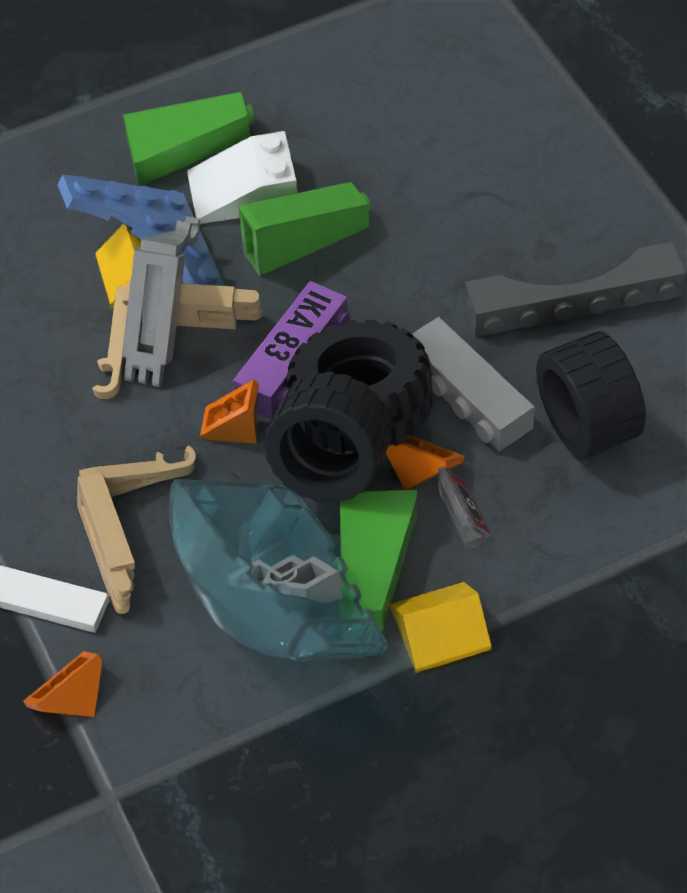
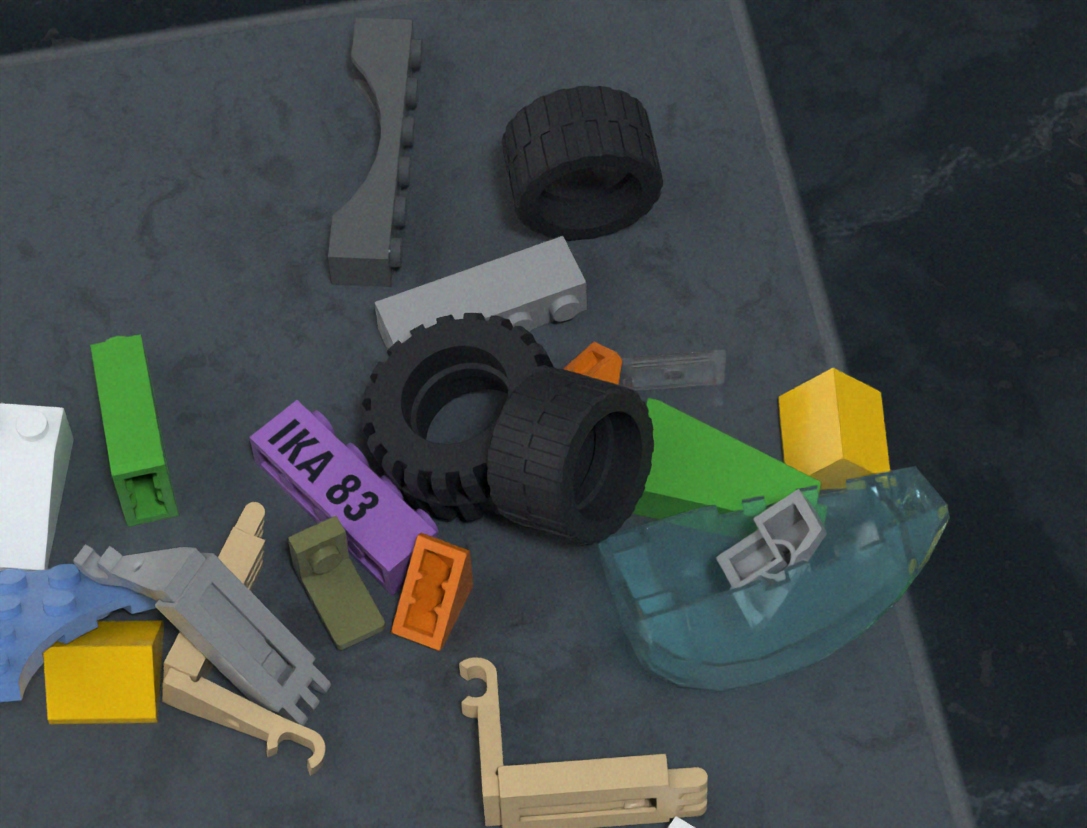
camera: 75 degrees left, 5 degrees up
(221, 368) = (334, 584): none -> olive bracket

